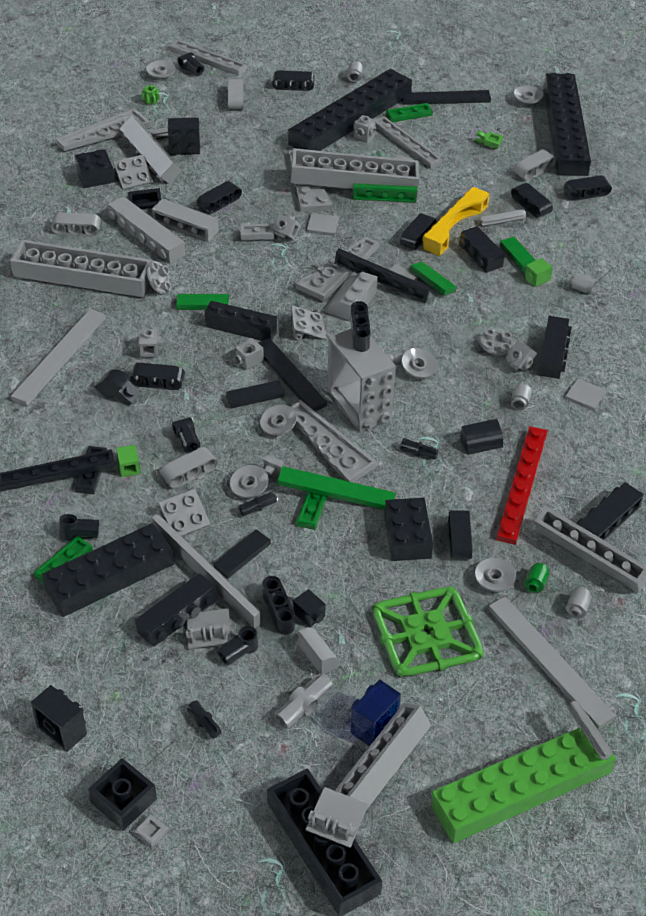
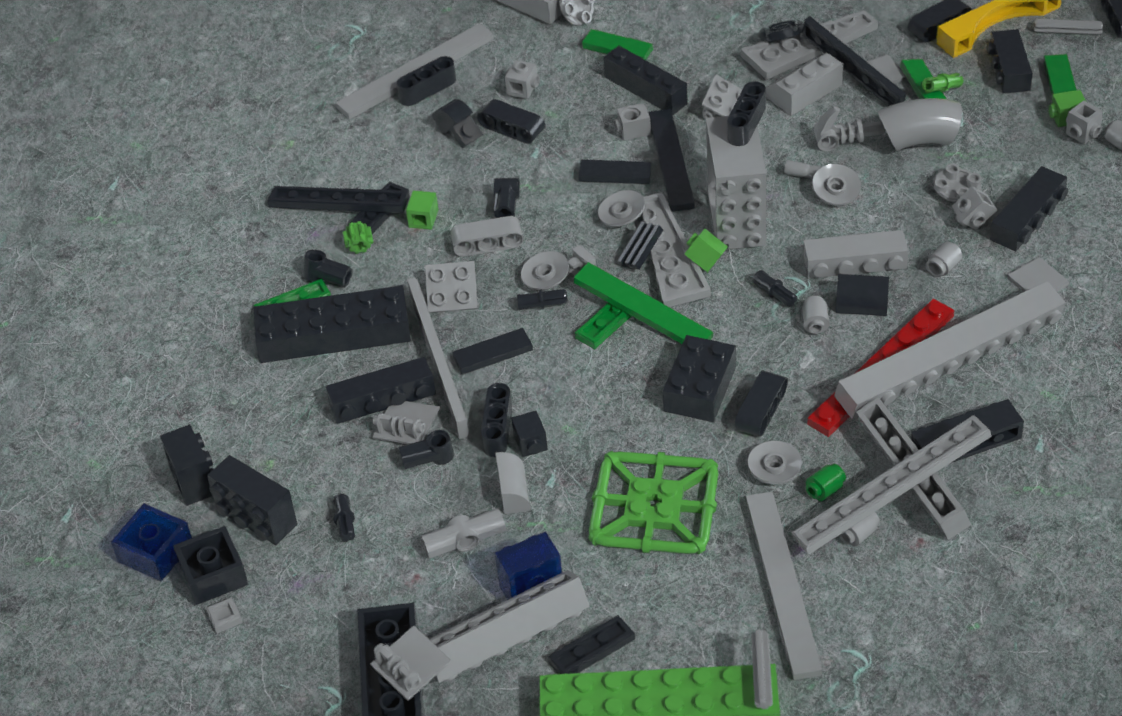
camera: 30 degrees right, 0 degrees up
(62, 791) = (149, 540): none -> clear blue brick
(74, 362) = (426, 81): none -> black beam
(90, 495) = (358, 237): none -> bright green gear
(128, 729) = (252, 500): none -> black brick
(305, 443) = (640, 245): none -> black tile
(317, 263) = (781, 30): none -> black tile
(359, 434) = (705, 249): none -> bright green brick
(393, 327) = (828, 134): none -> light grey piece
(446, 756) = (592, 647): none -> black tile
(448, 274) = (942, 82): none -> bright green pin
(453, 305) = (922, 122): none -> light grey brick
(459, 459) = (815, 315): none -> light grey brick
(460, 409) = (855, 254): none -> light grey brick
(555, 279) = (1084, 122): none -> light grey brick
(564, 460) = (951, 349): none -> light grey brick
(590, 567) = (891, 484): none -> light grey tile

